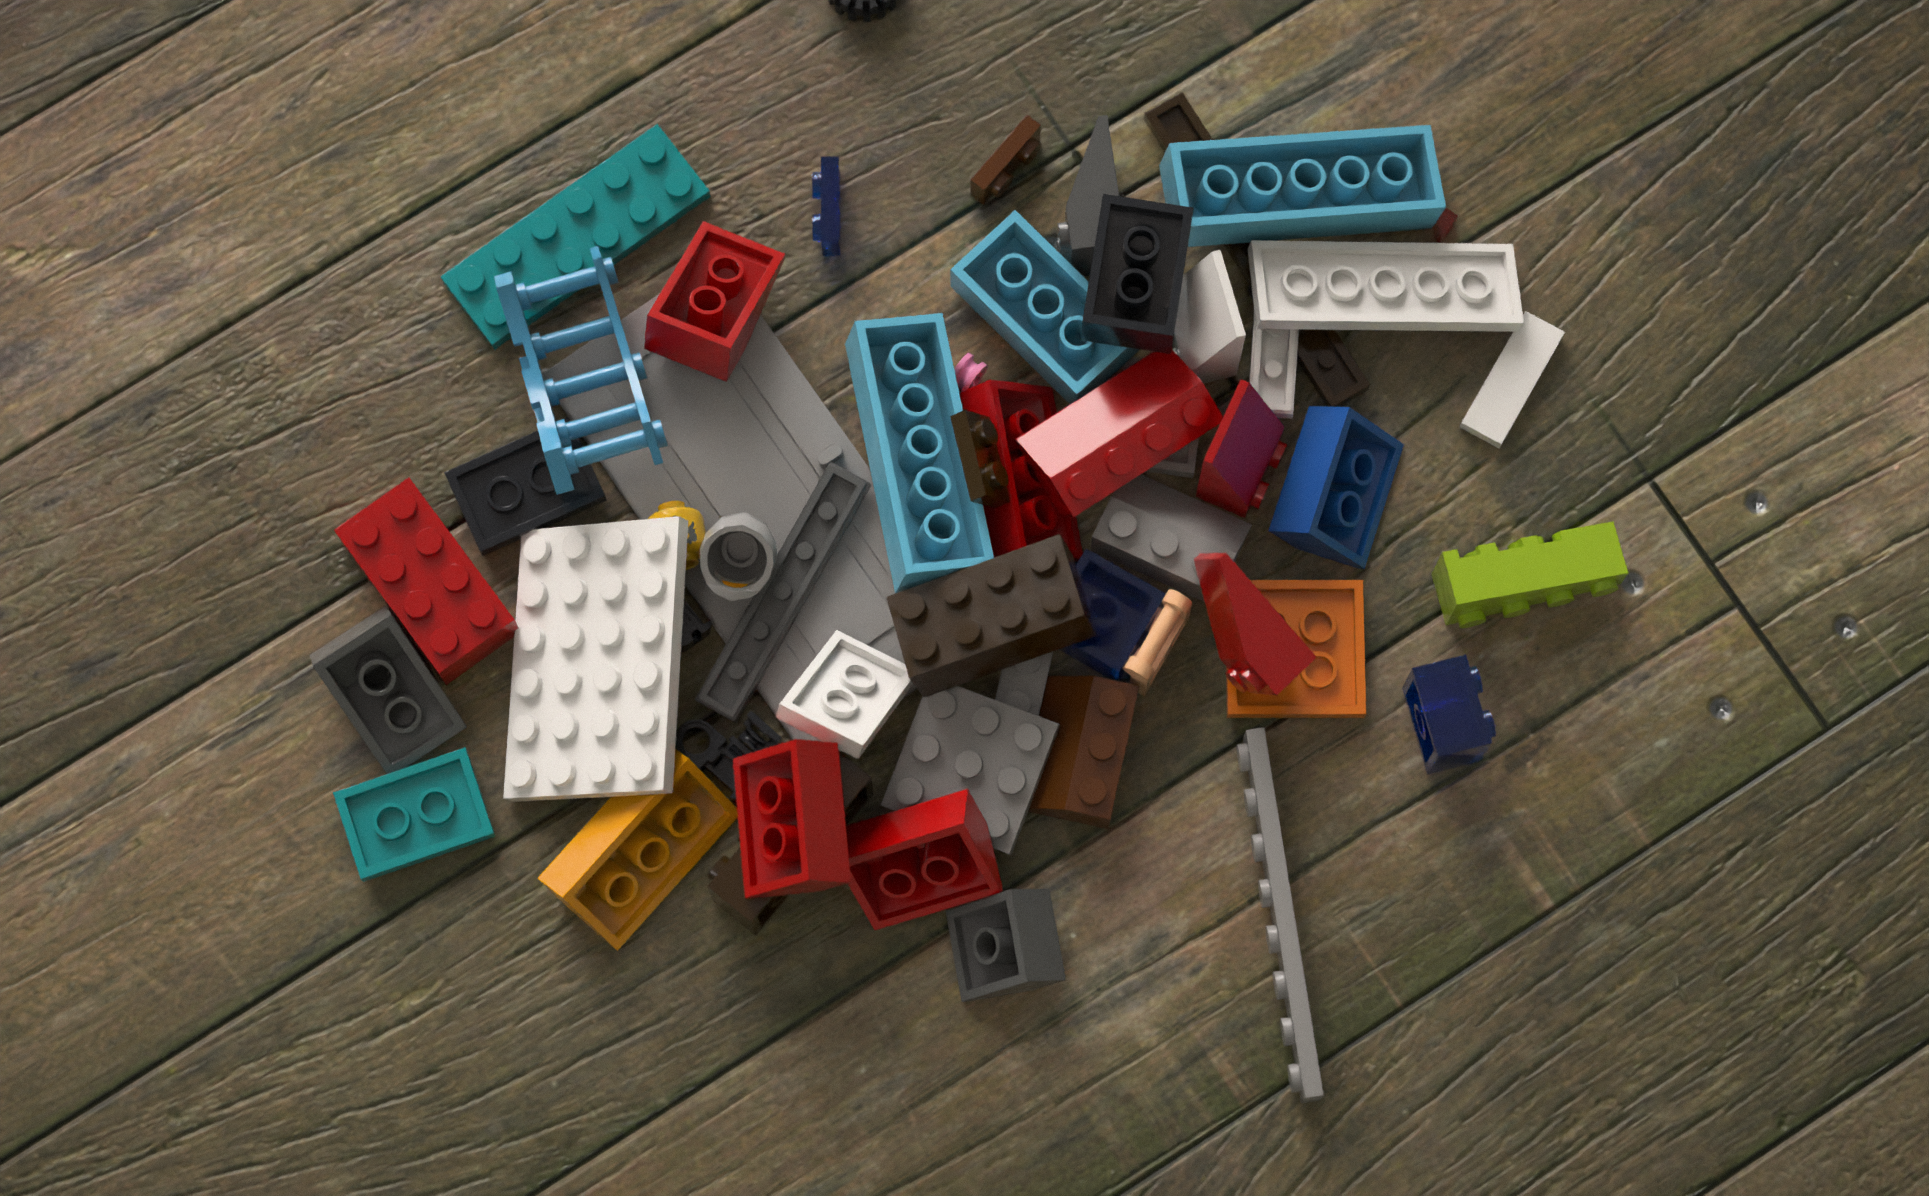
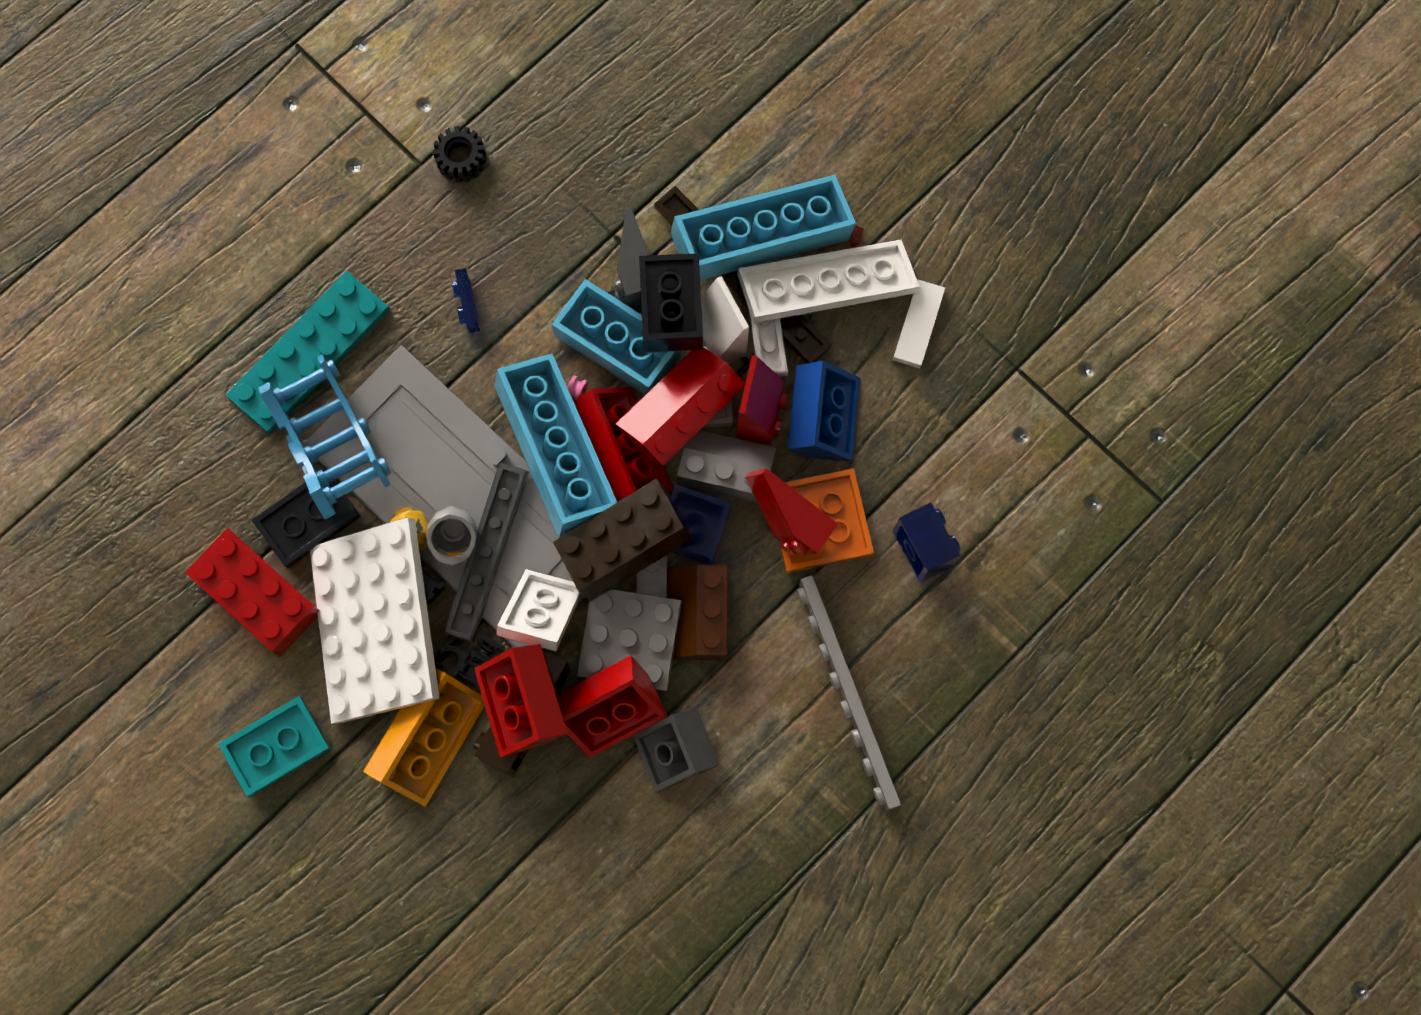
camera: 15 degrees left, 0 degrees up
(387, 691) = (241, 669): dark grey slope -> none
(712, 301) = (403, 375): red slope -> none
(980, 458) = (592, 434): dark brown plate -> none
(996, 172) = (569, 257): reddish brown plate -> none
(1161, 638) = (734, 530): light nougat plate -> none
(1528, 574) = (956, 443): lime wedge -> none

